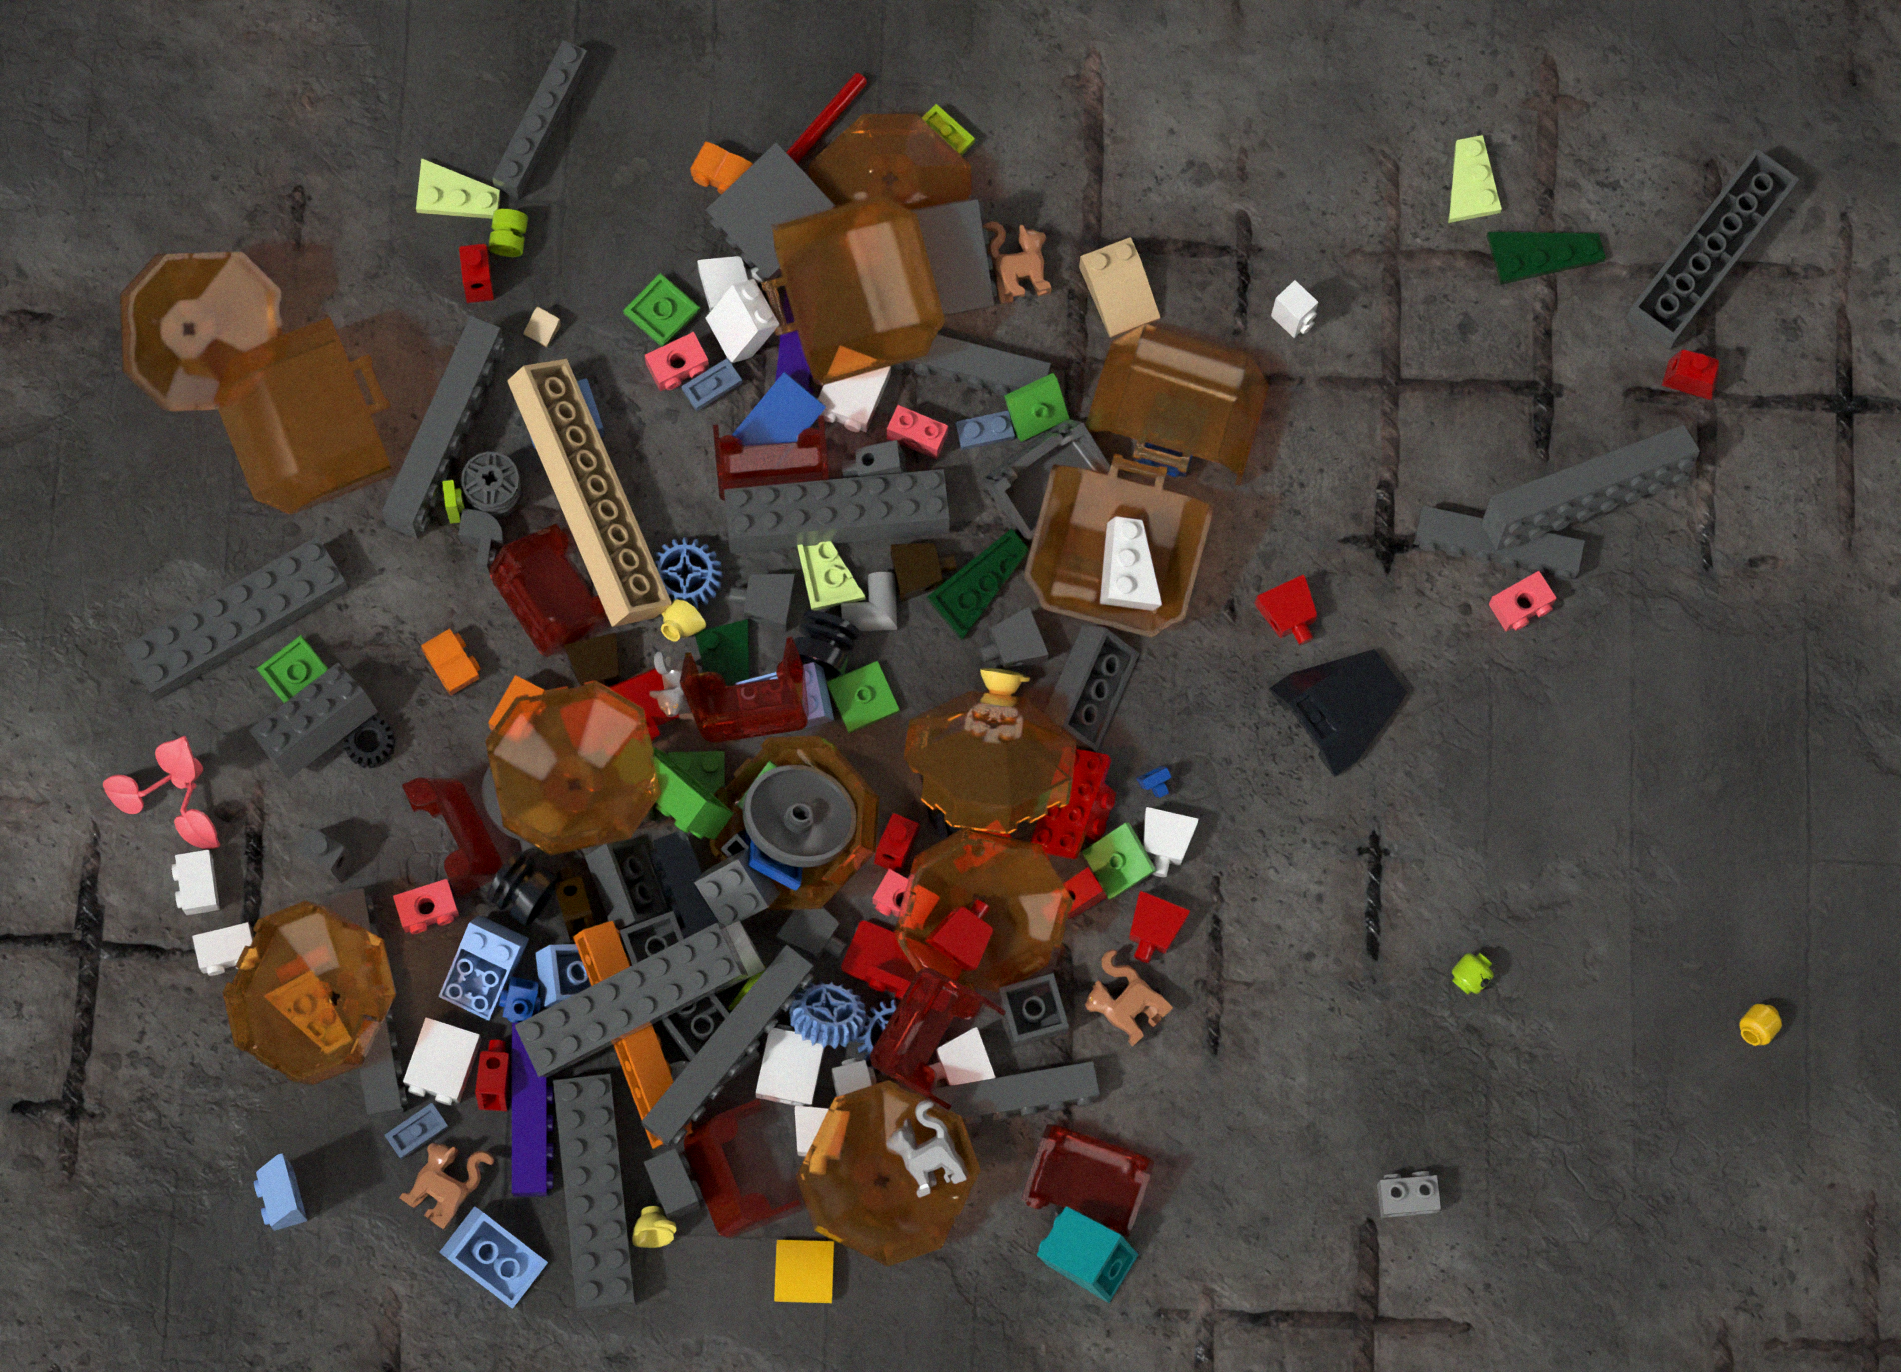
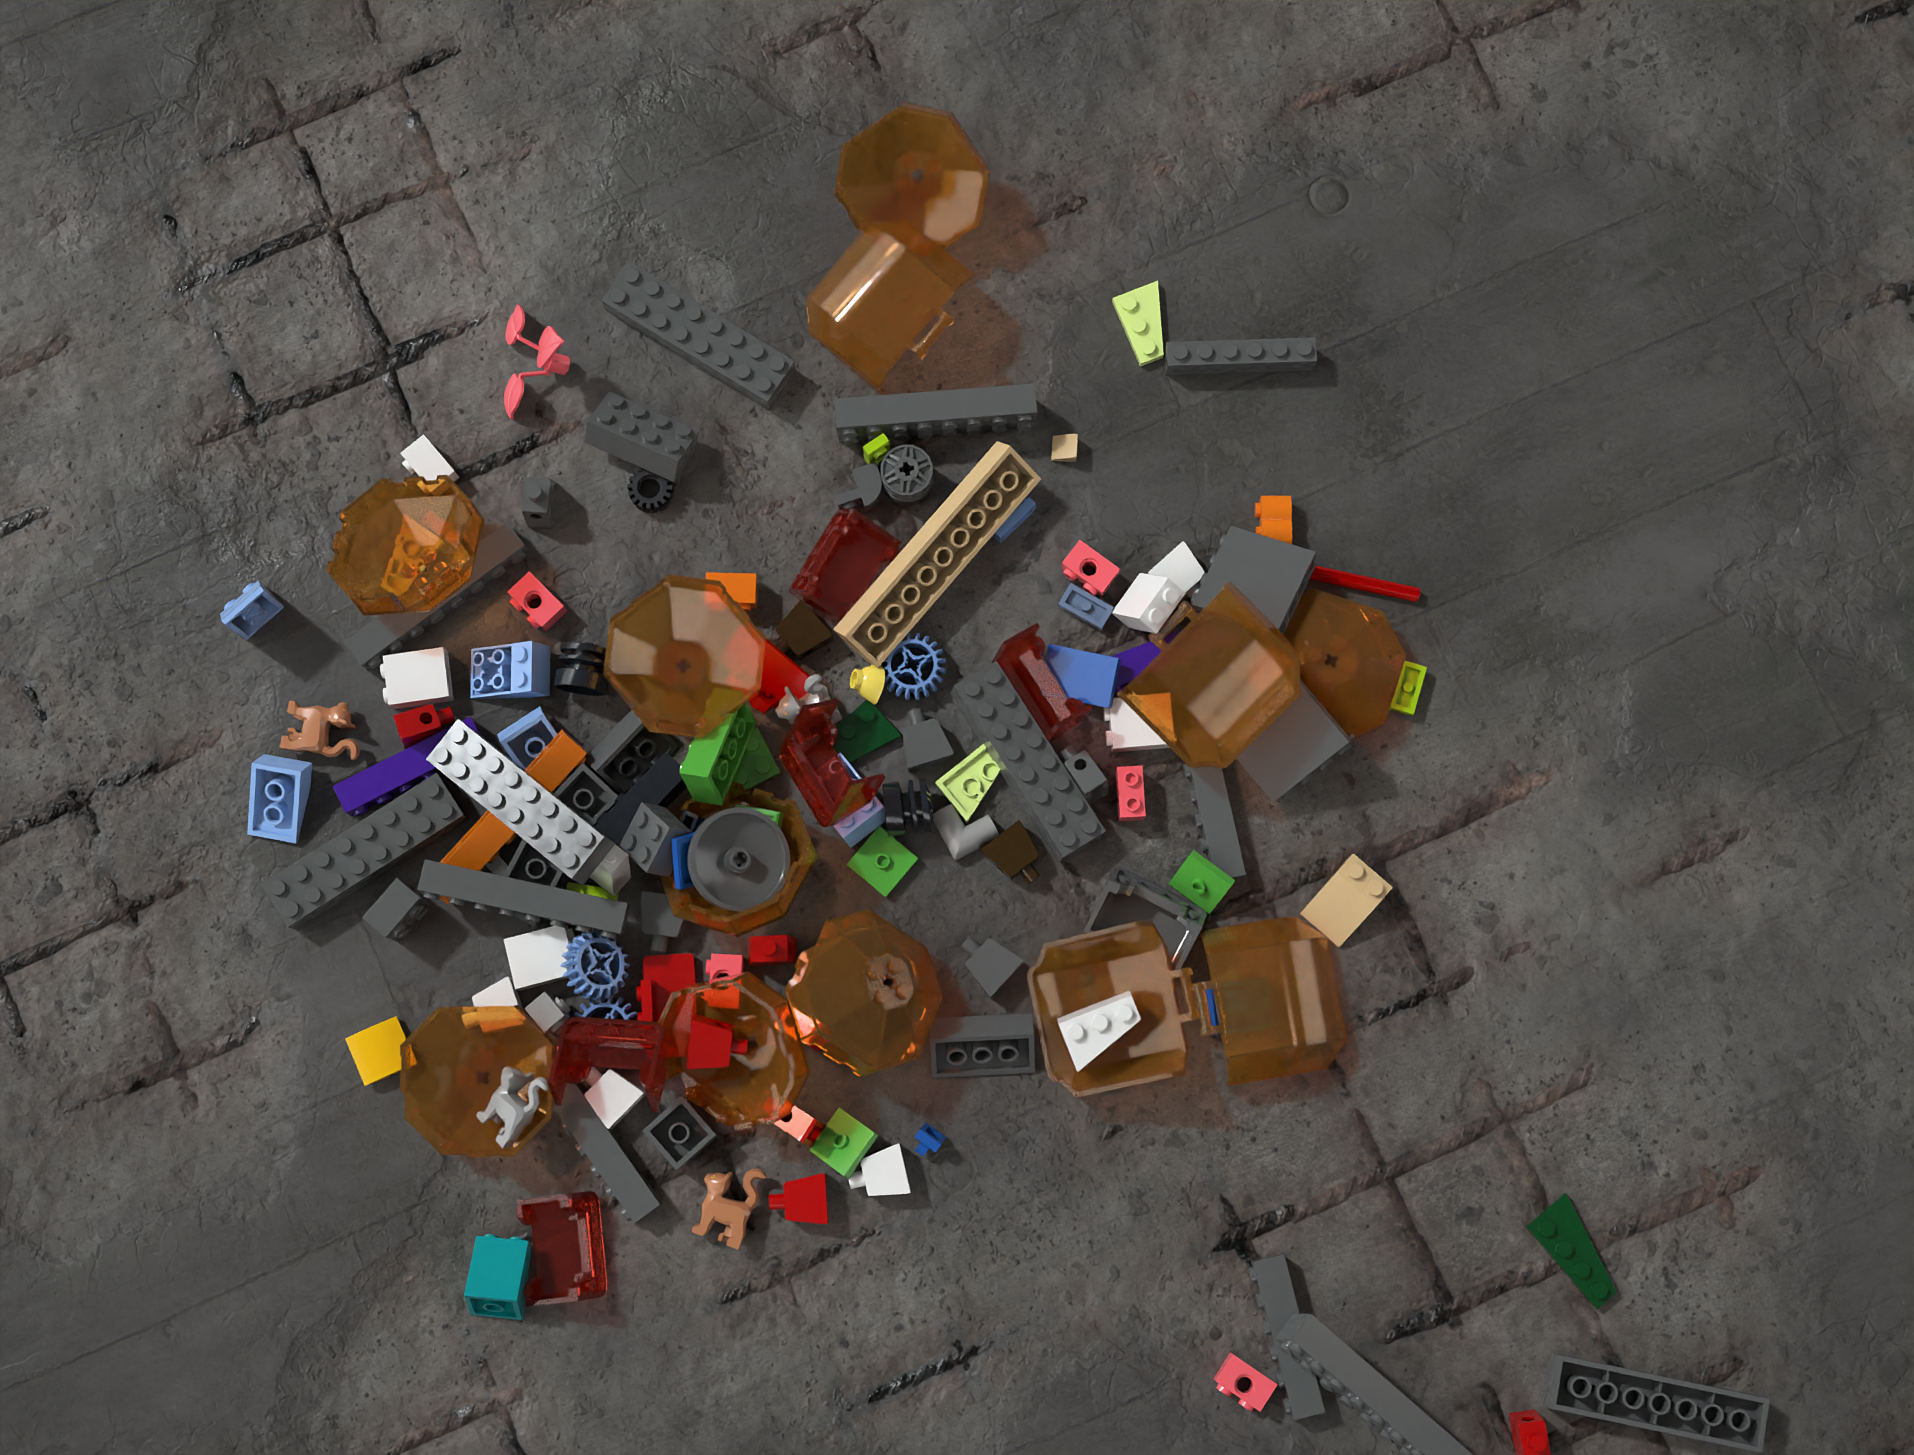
camera: 70 degrees right, 5 degrees up
(196, 882) = (471, 416): white brick -> none
(292, 669) = (680, 400): bright green plate -> none
(416, 1131) = (353, 687): sand blue plate -> none
(450, 661) = (746, 518): orange brick -> none
(476, 269) = (1083, 371): red torso -> none
(477, 857) = (614, 591): clear red windscreen -> none
(508, 231) = (1129, 379): lime wheel -> none
(520, 1000) = (493, 713): blue brick -> none
(573, 902) = (585, 723): dark brown torso -> none
(653, 1228) = (355, 909): light yellow piece -> none
(661, 310) = (1128, 534): bright green plate -> none
(728, 1210) = (441, 921): clear red windscreen -> none
(974, 586) = (1021, 906): dark green wing -> none
(984, 430) = (1162, 848): sand blue plate -> none
(1002, 681) = (951, 969): light yellow piece -> none
(1017, 266) = (1318, 804): nougat animal -> none
(1088, 809) = (875, 1093): red bracket -> none
(1289, 609) = (1135, 1182): red torso -> none
(1295, 309) = (1402, 1059): white brick -> none
(1342, 704) = (1074, 1267): black wedge -> none
(1473, 182) = (1605, 1158): yellowish green wing -> none

